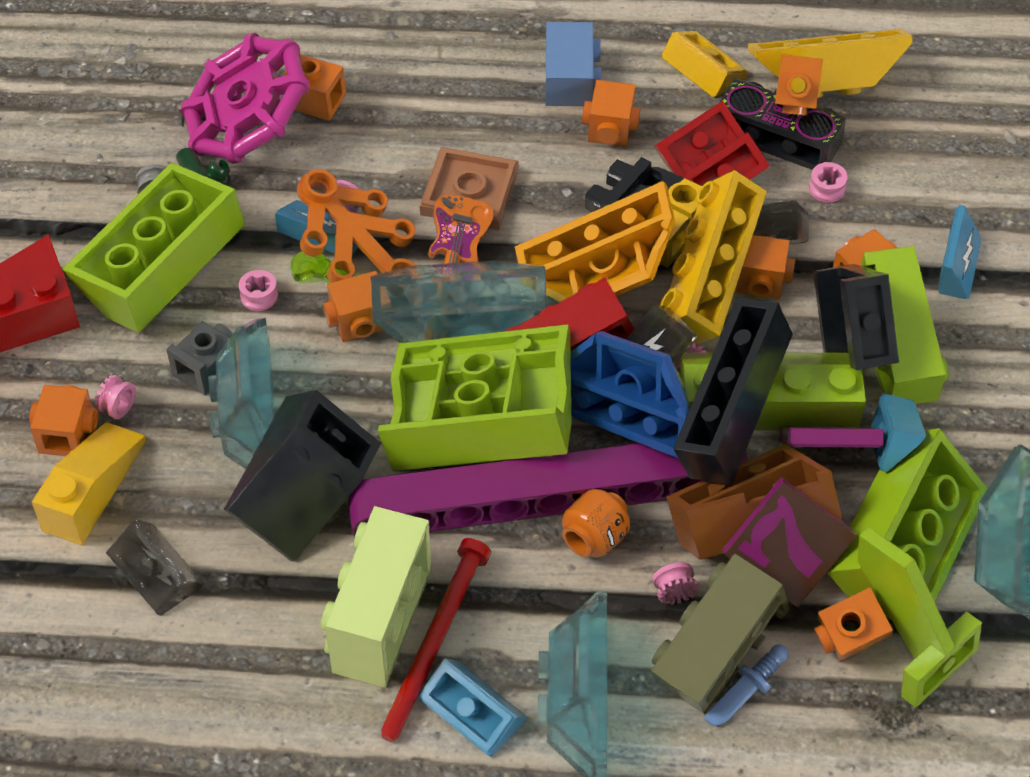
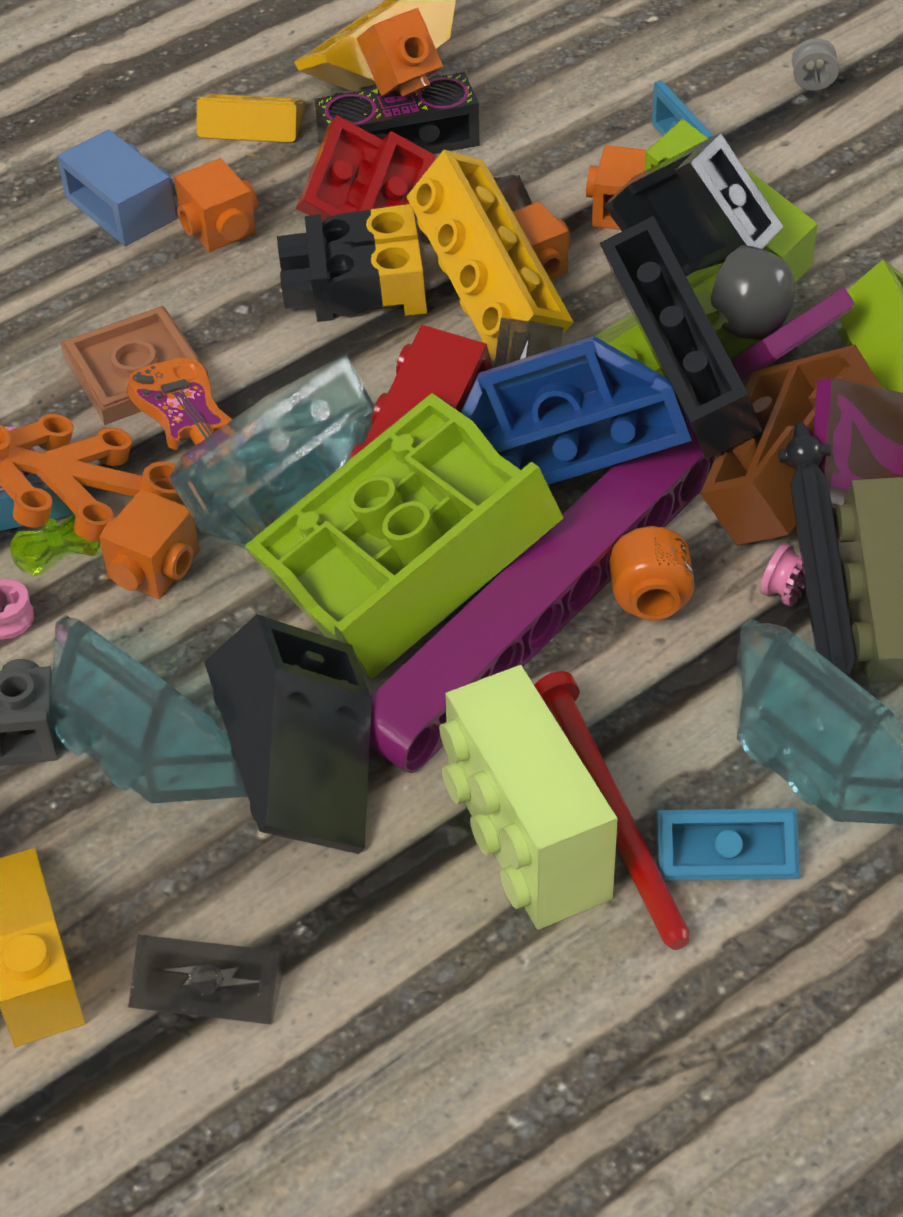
camera: 40 degrees left, 5 degrees down
(613, 242) = (376, 301): light orange wedge -> none
(679, 595) = (820, 551): none -> black wheel
(827, 392) = (753, 292): none -> dark grey hair
(833, 173) = (498, 145): bright pink bush -> none
(900, 427) = (862, 284): dark azure slope -> none

